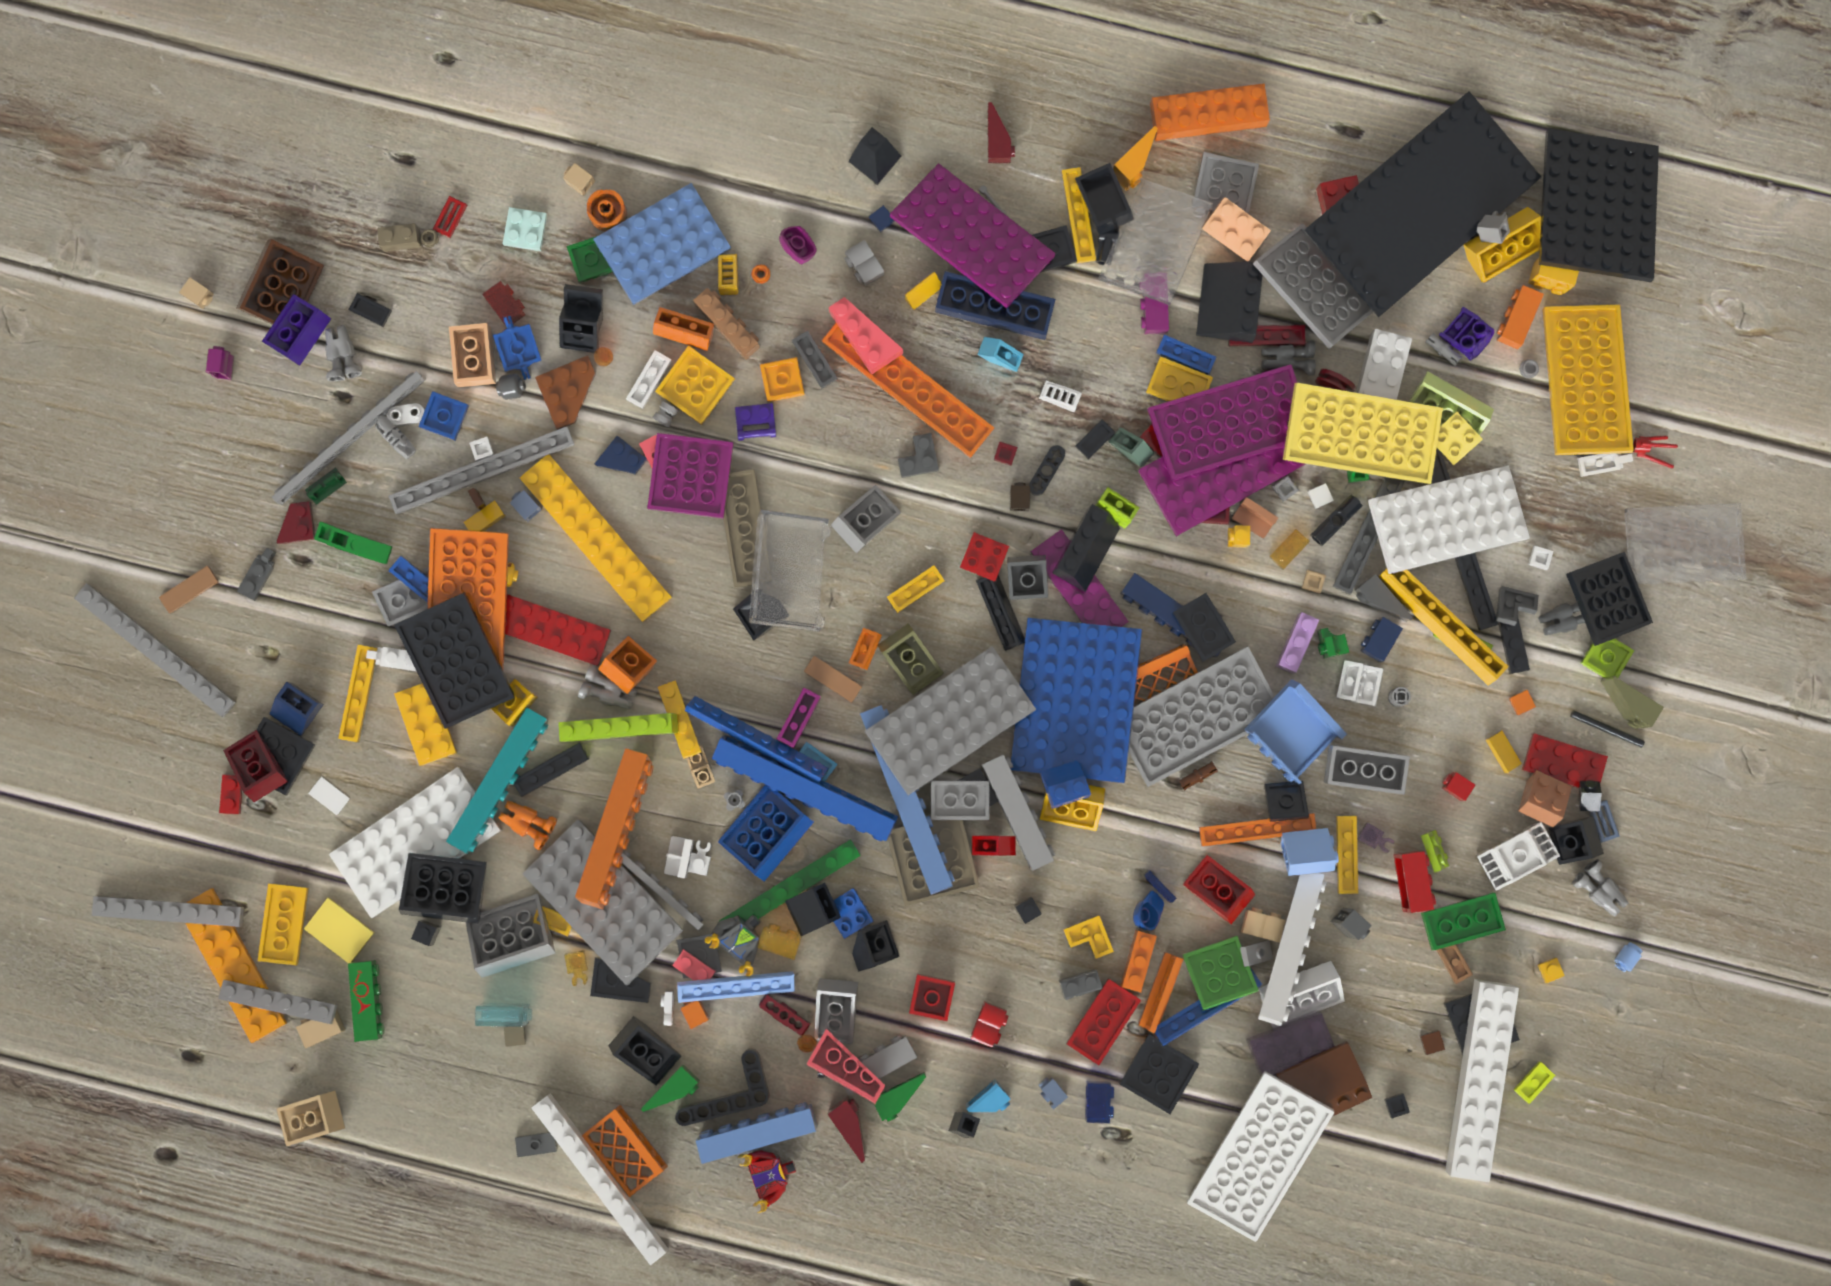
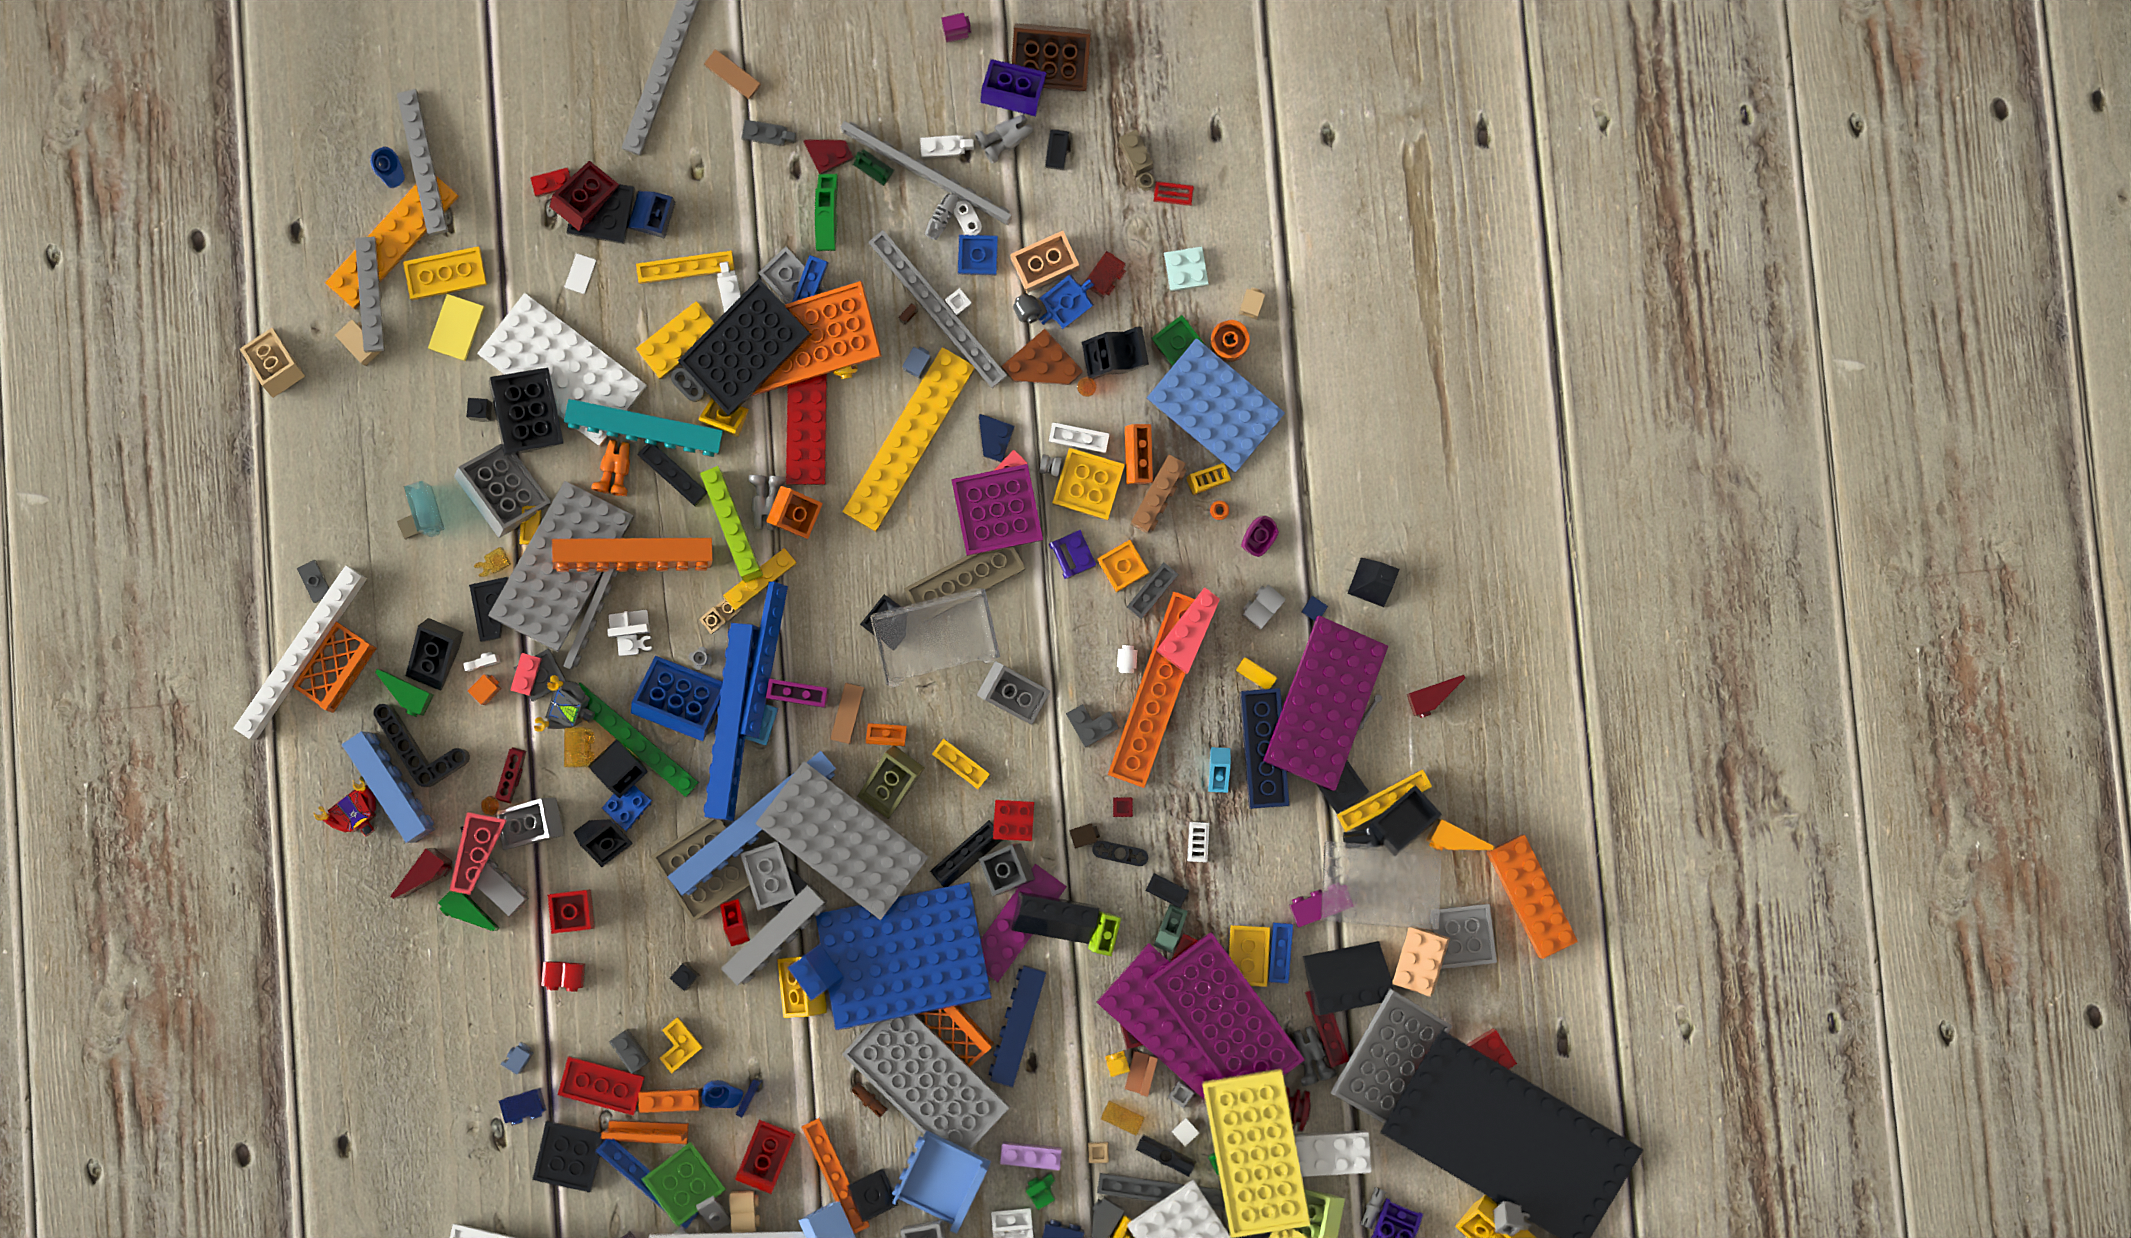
camera: 75 degrees right, 0 degrees up
(160, 944) = (390, 169): none -> blue cap
(329, 413) = (945, 146): none -> white hinge
(365, 1000) = (397, 374): green brick -> none
(471, 727) = (687, 385): none -> dark grey plate
(485, 517) = (892, 327): yellow slope -> none
(735, 986) = (521, 720): light blue tile -> none
(870, 404) = (1127, 659): none -> white brick
(964, 1125) = (459, 983): black brick -> none
(989, 1099) = (491, 999): dark azure slope -> none
(1204, 627) = (1013, 1058): black plate -> none

